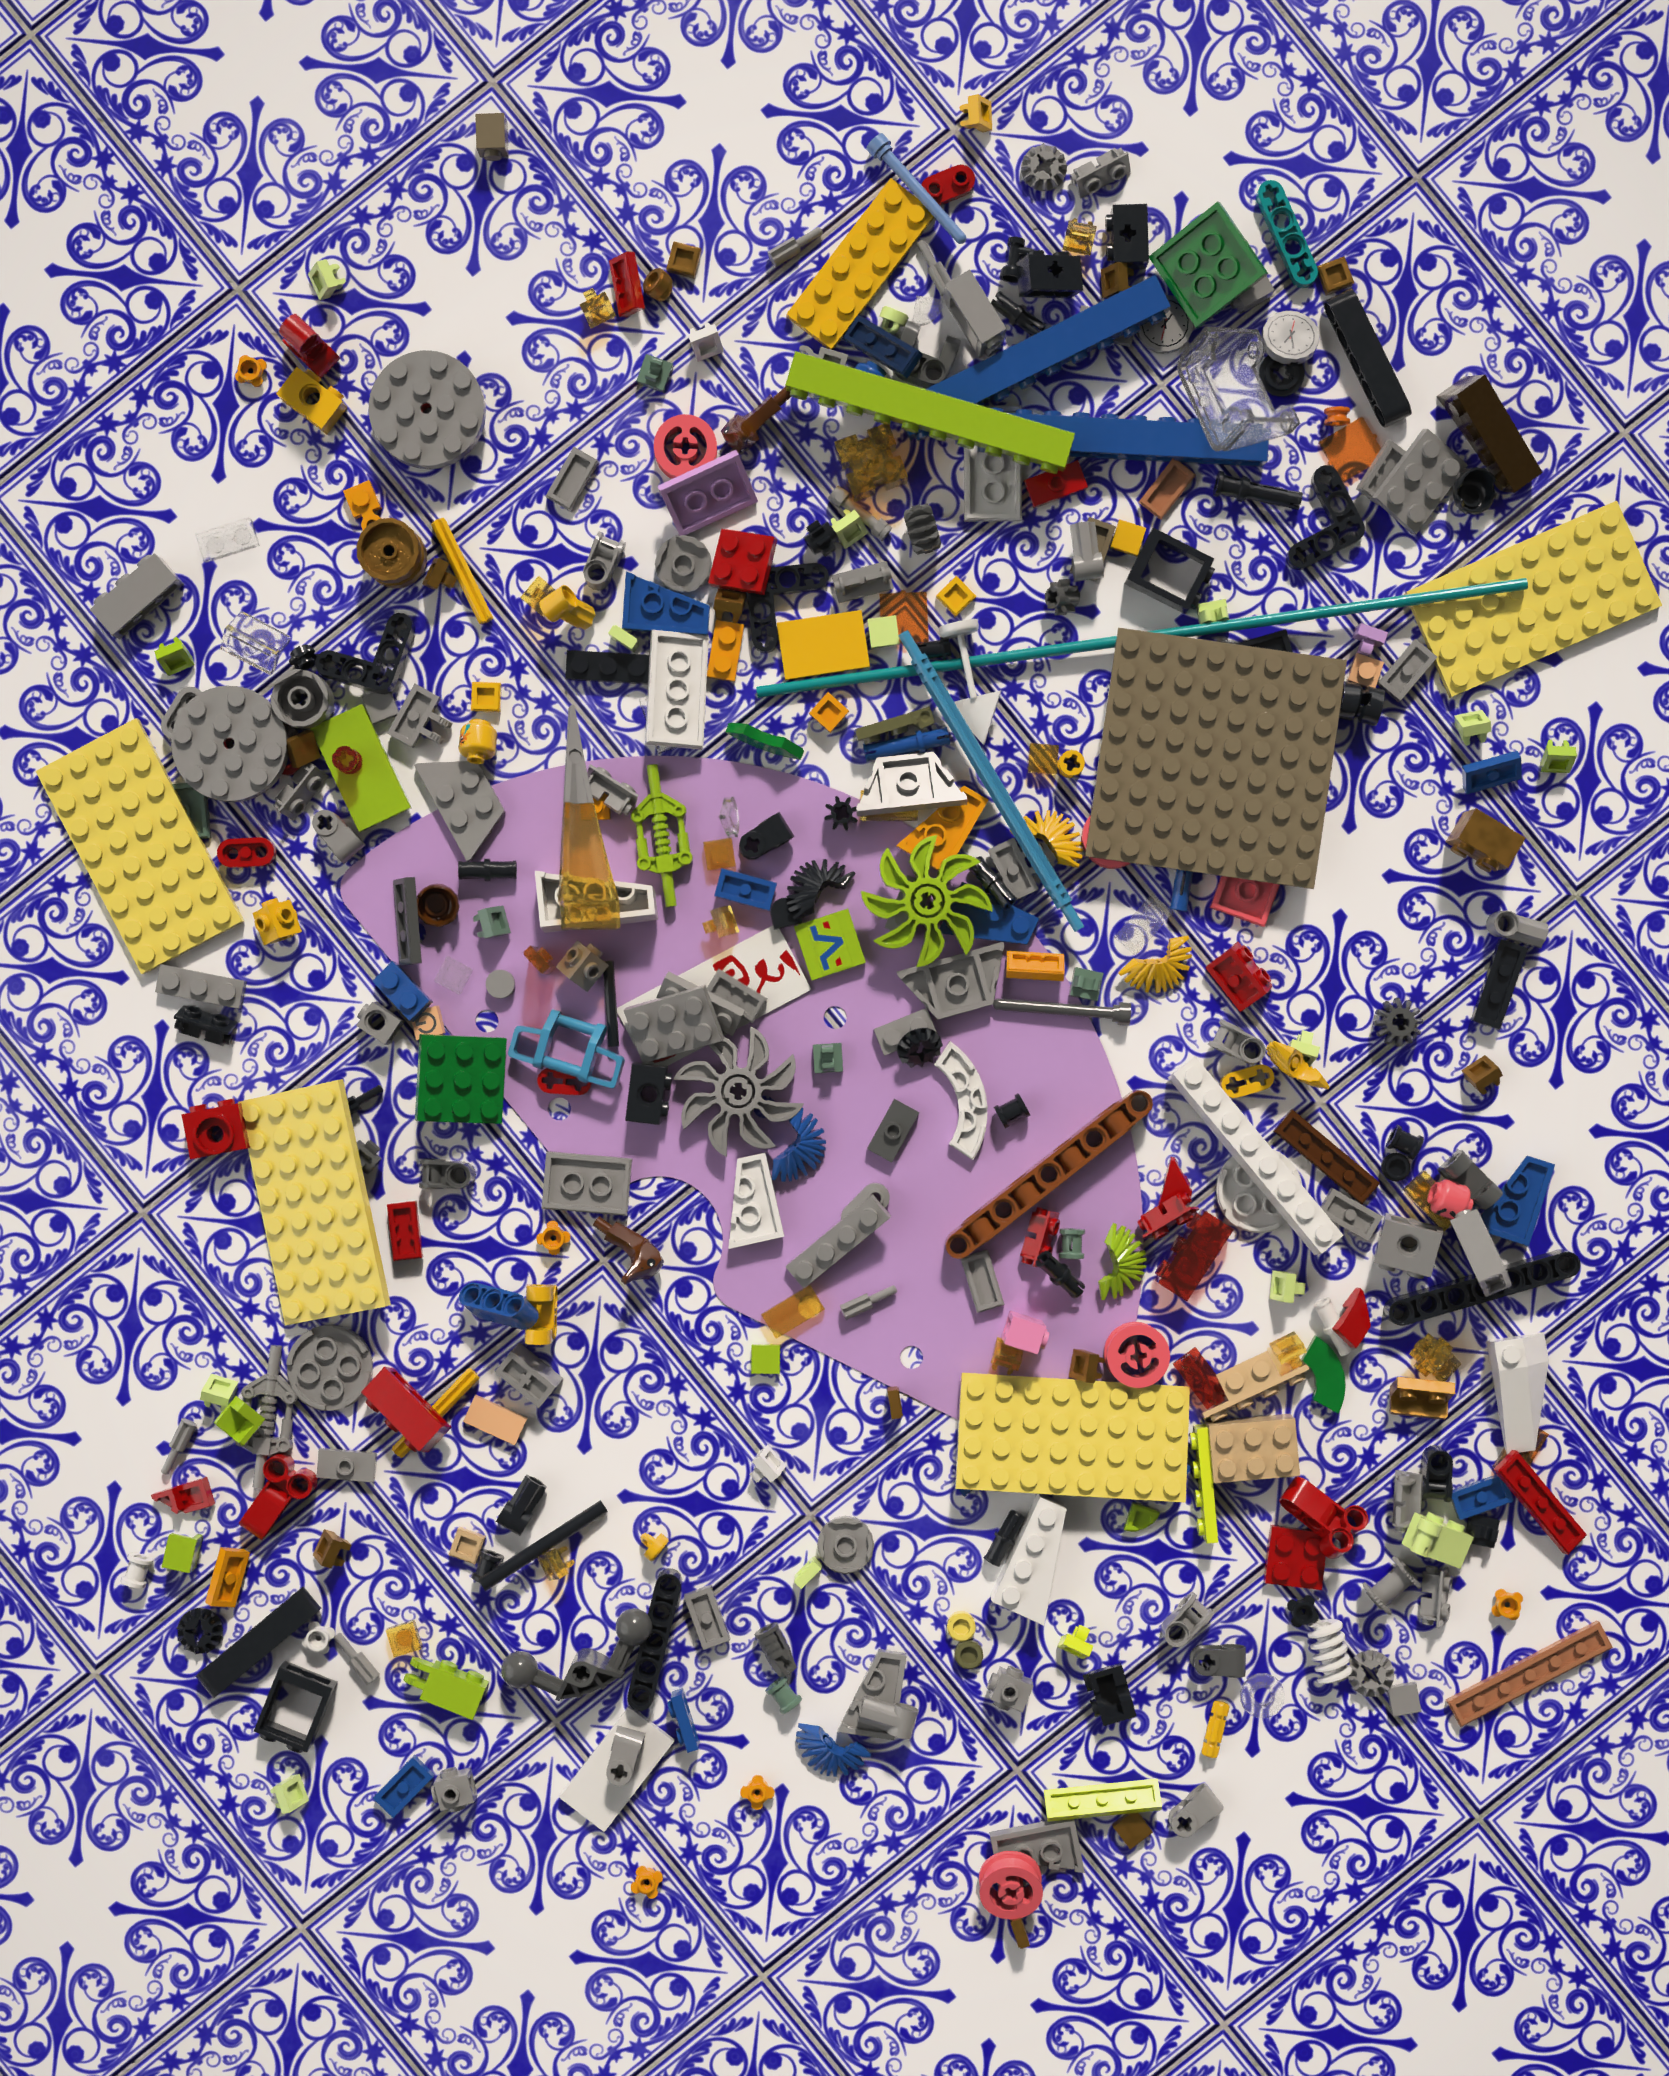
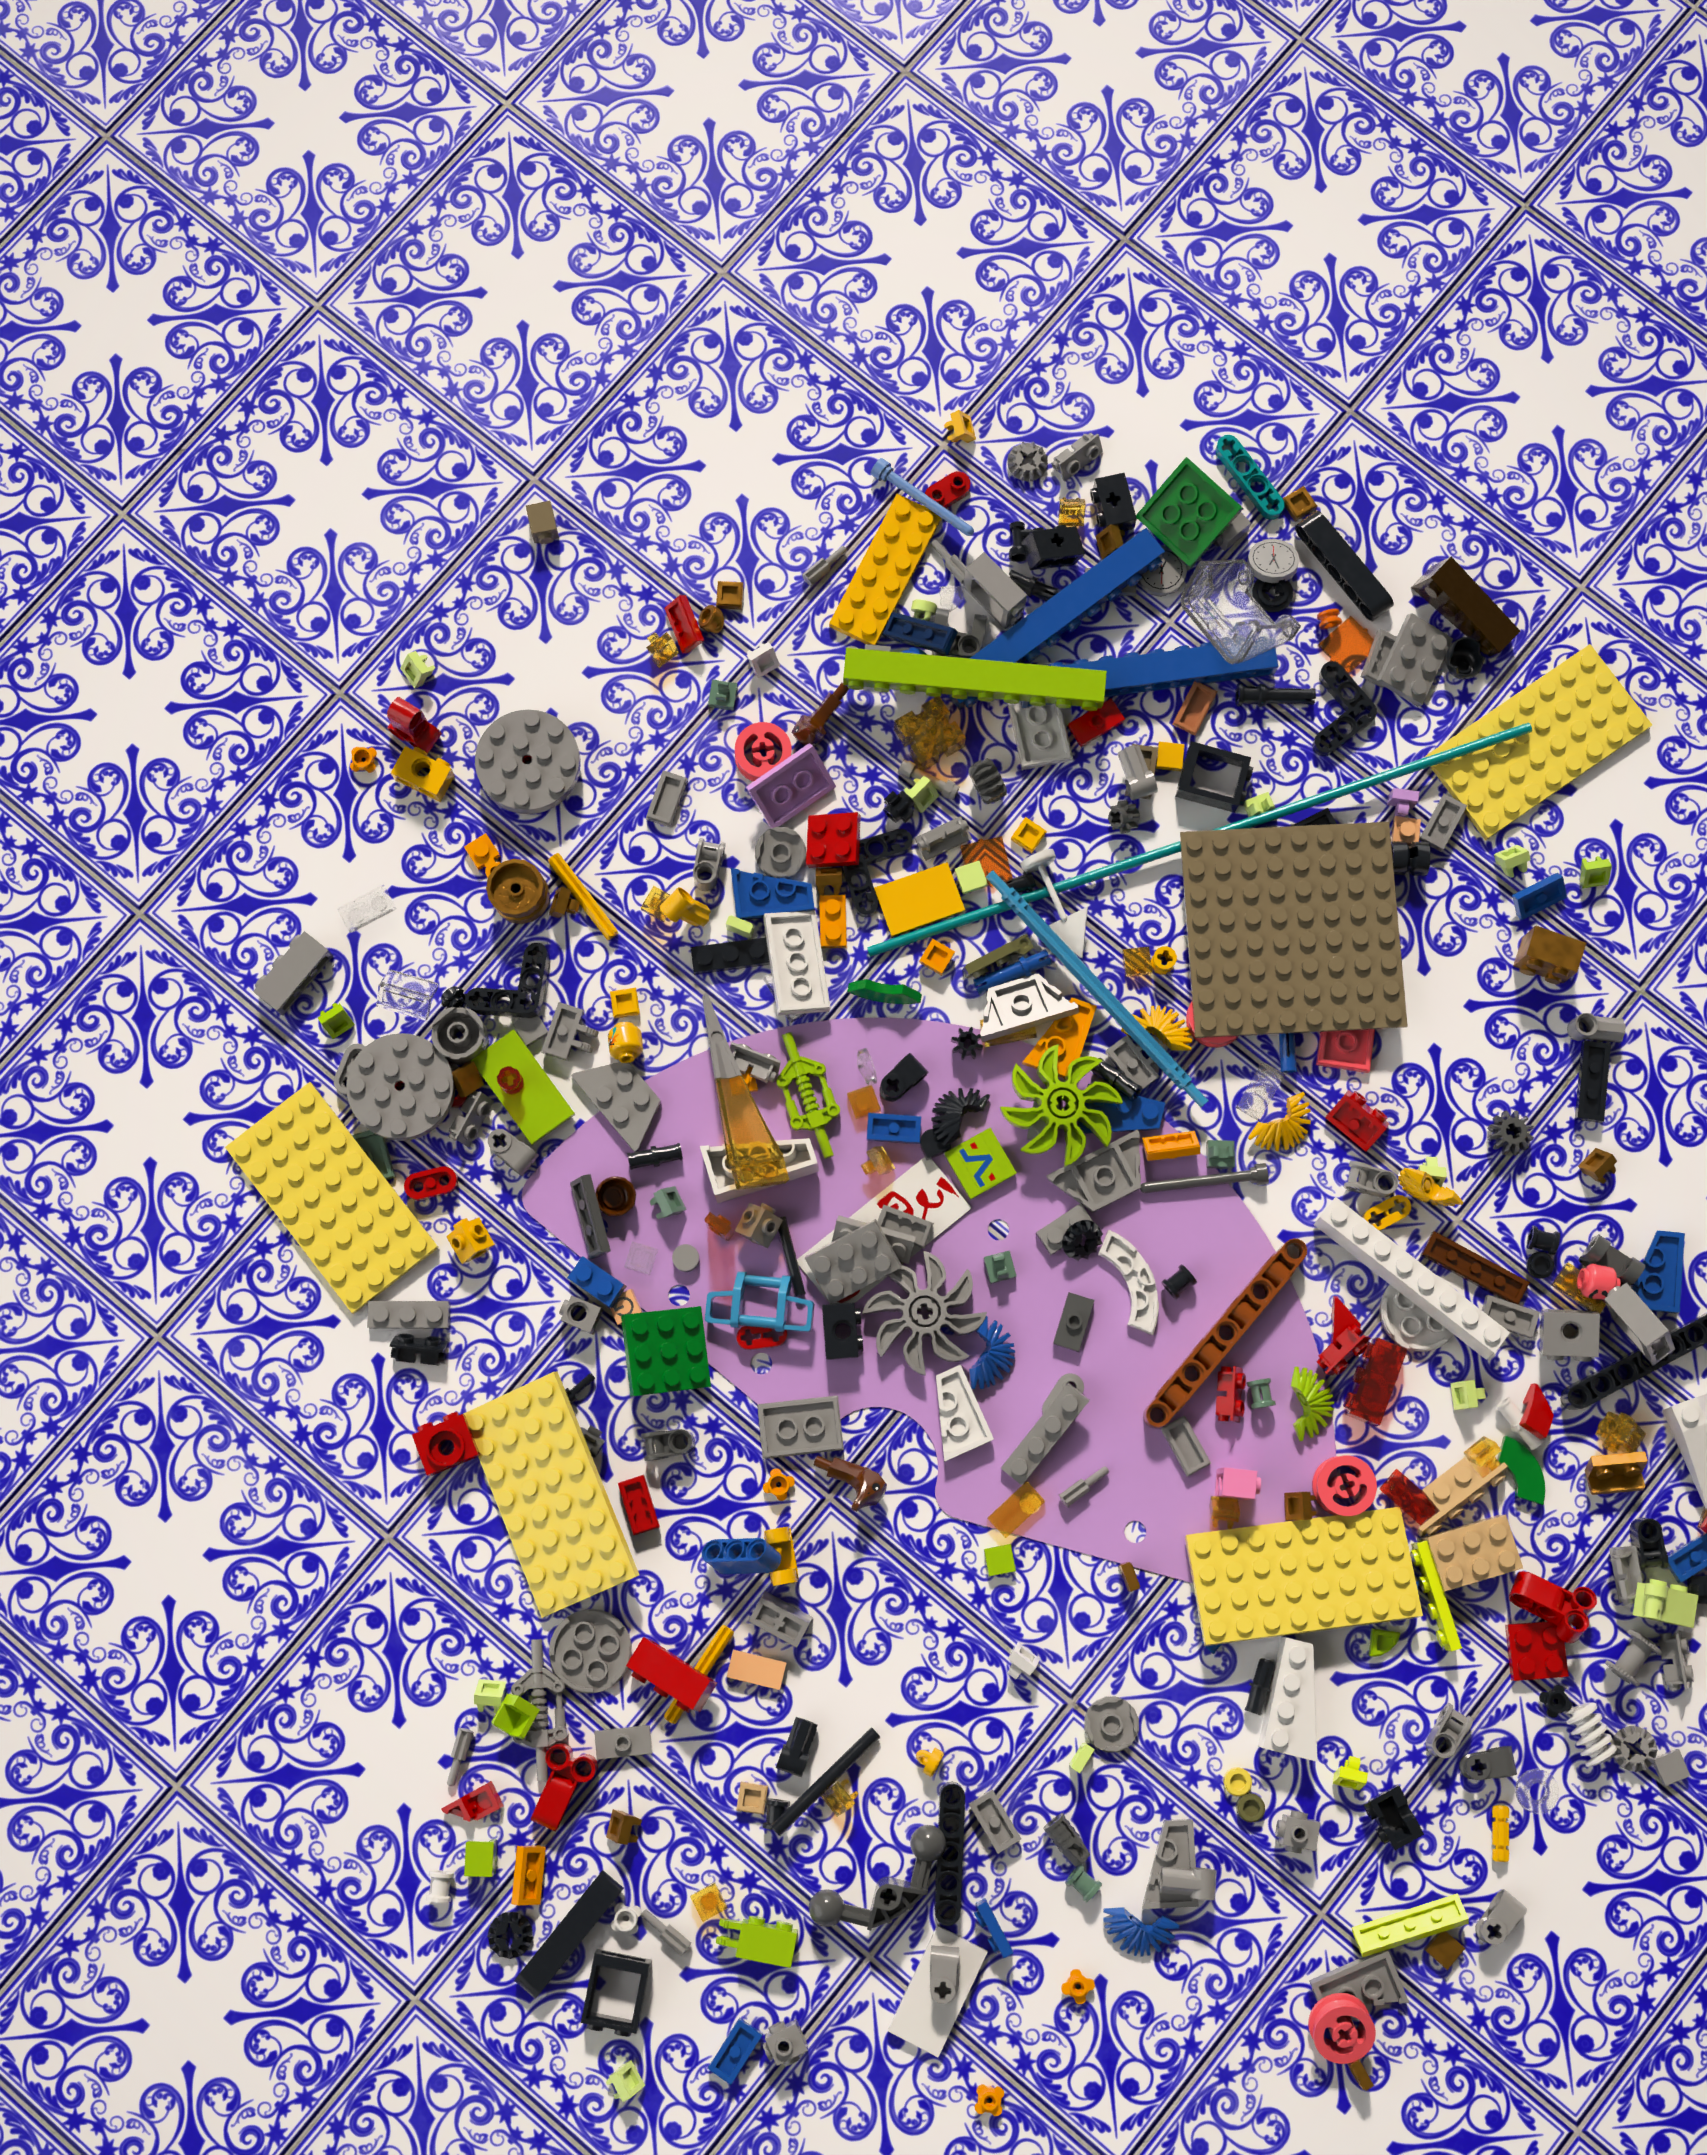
camera: 15 degrees left, 10 degrees down
(1060, 1274) = (1257, 1423): black pin -> none

